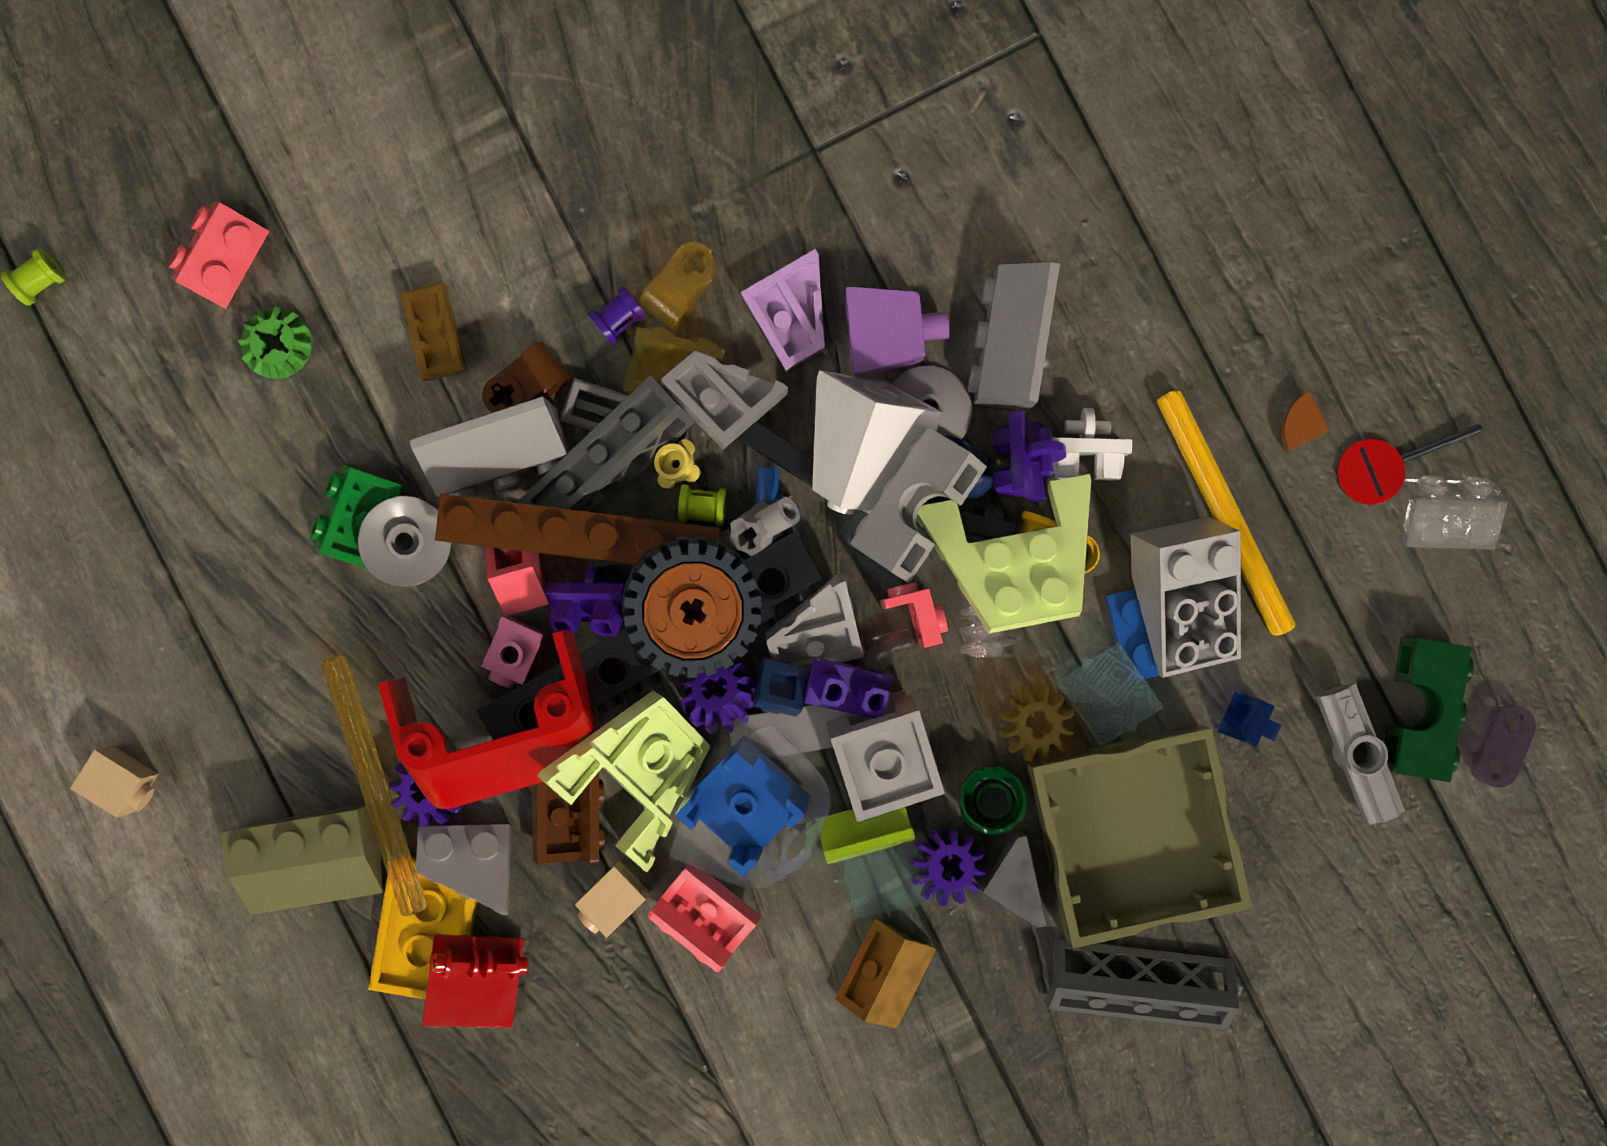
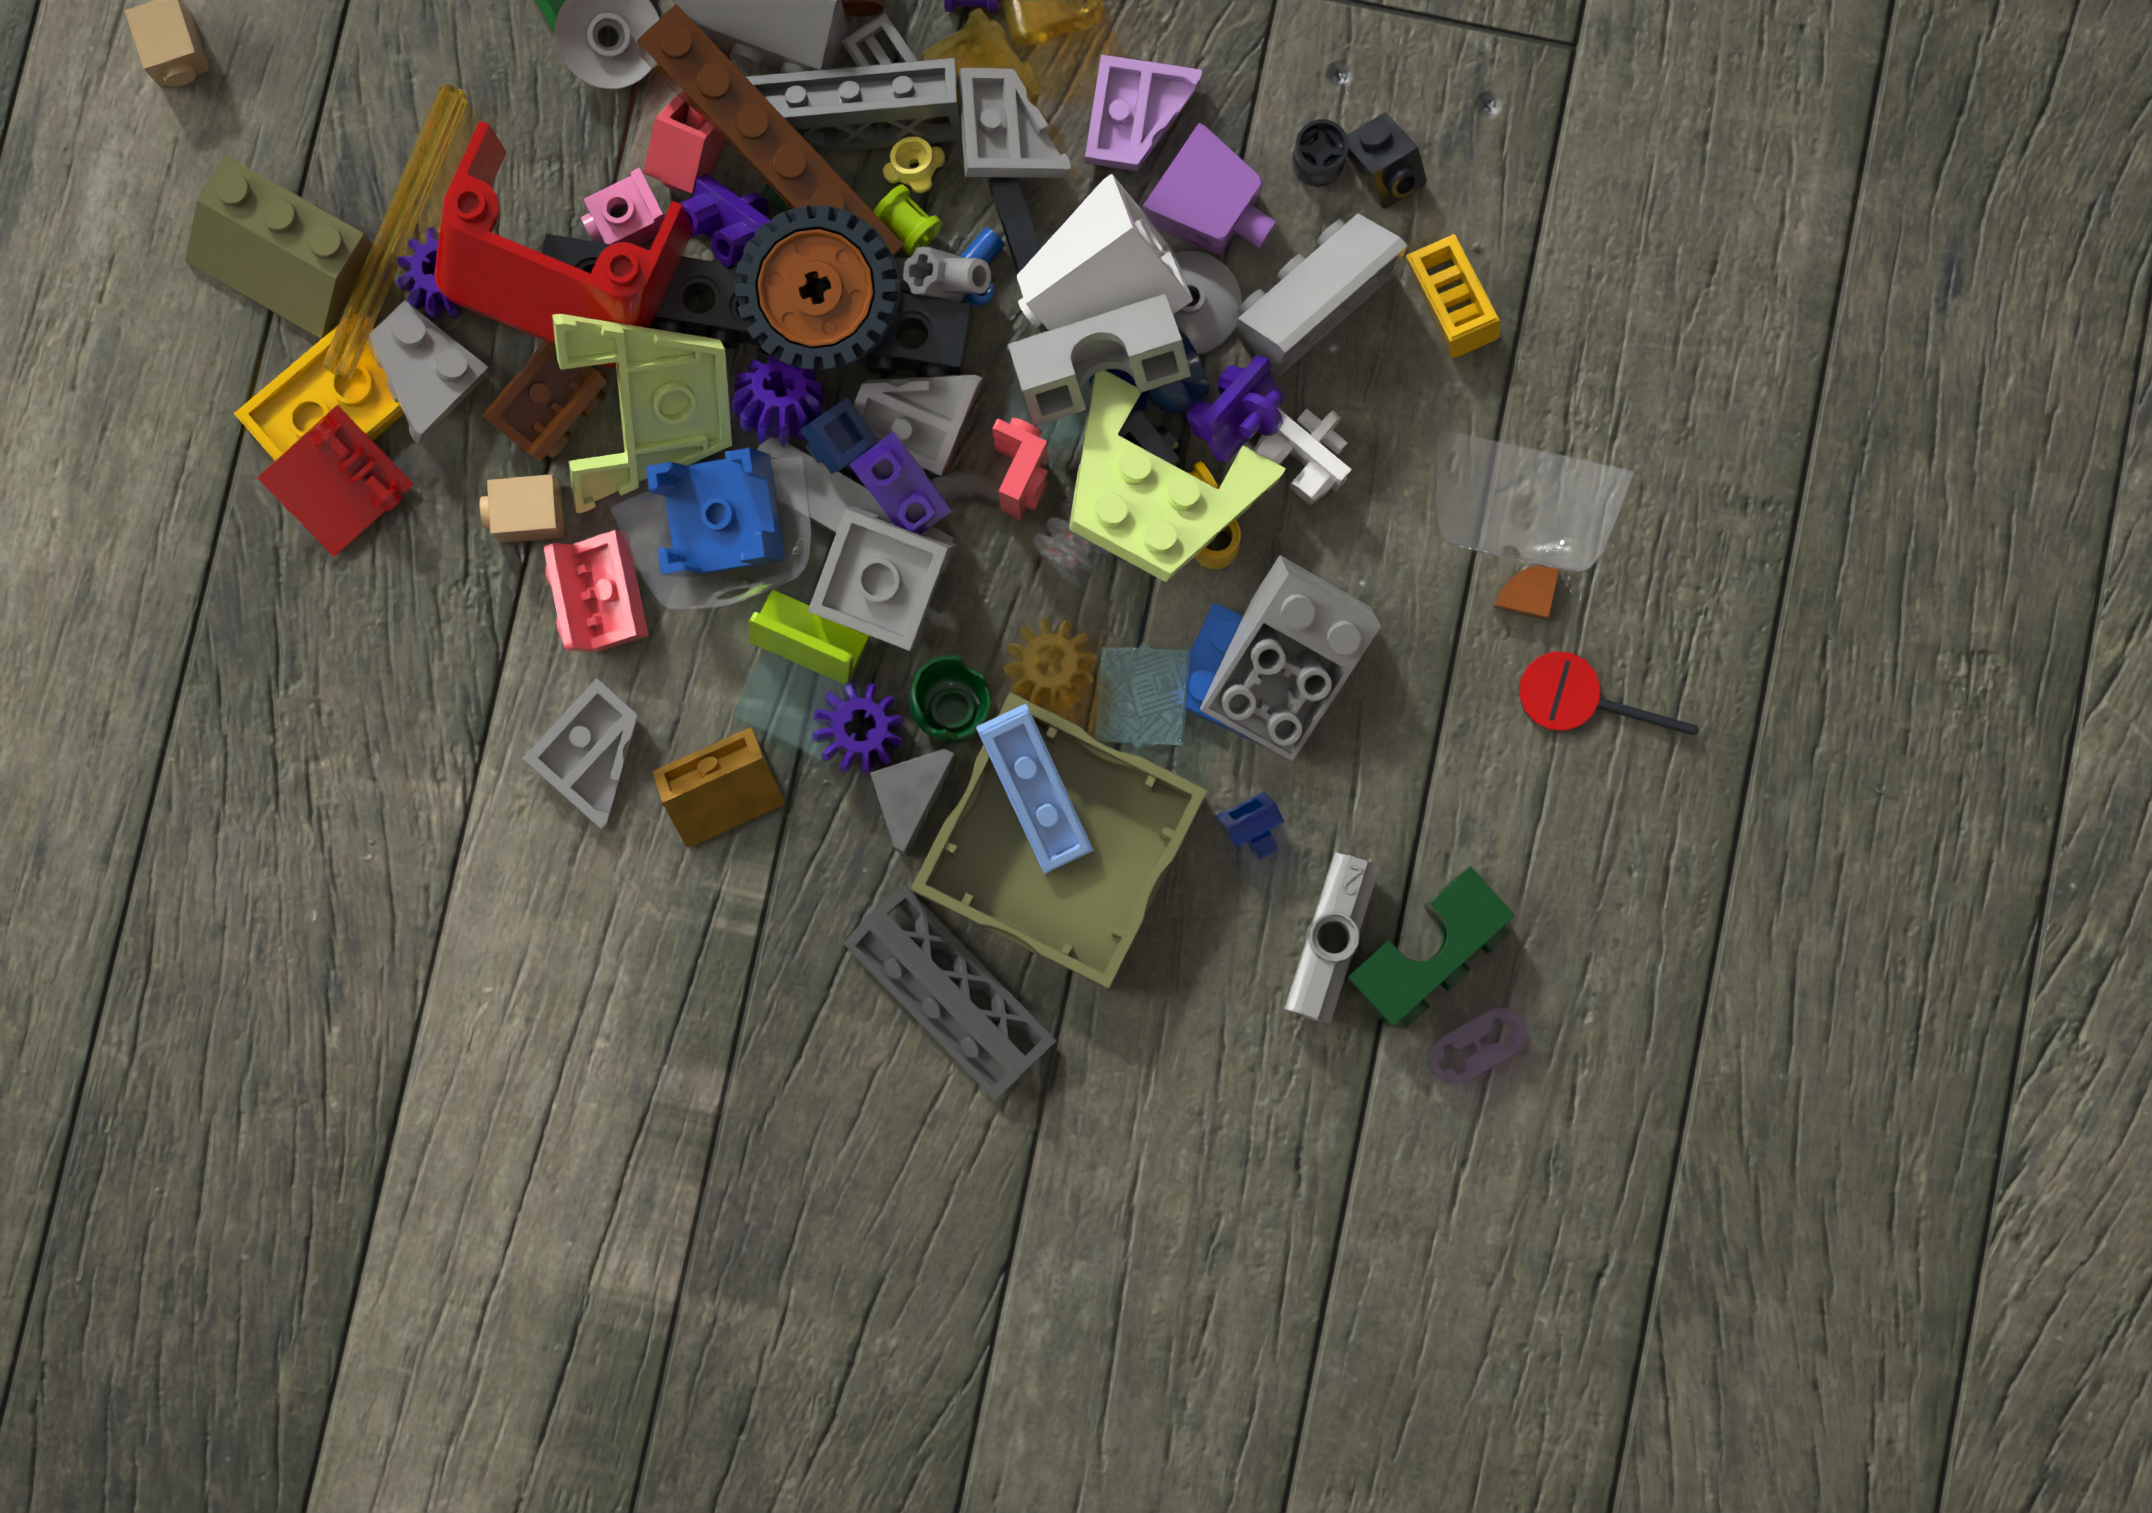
camera: 40 degrees right, 5 degrees down
(782, 1022) = (587, 751): none -> light grey wing
(938, 234) = (1322, 141): none -> black wheel
(981, 210) = (1387, 159): none -> black bracket
(1096, 816) = (1034, 788): none -> light blue tile
(1136, 266) = (1466, 327): none -> yellow slope
(1224, 509) = (1391, 615): yellow axle -> none
(1267, 356) = (1525, 498): none -> clear piece
(1453, 513) = (1603, 787): clear bracket -> none

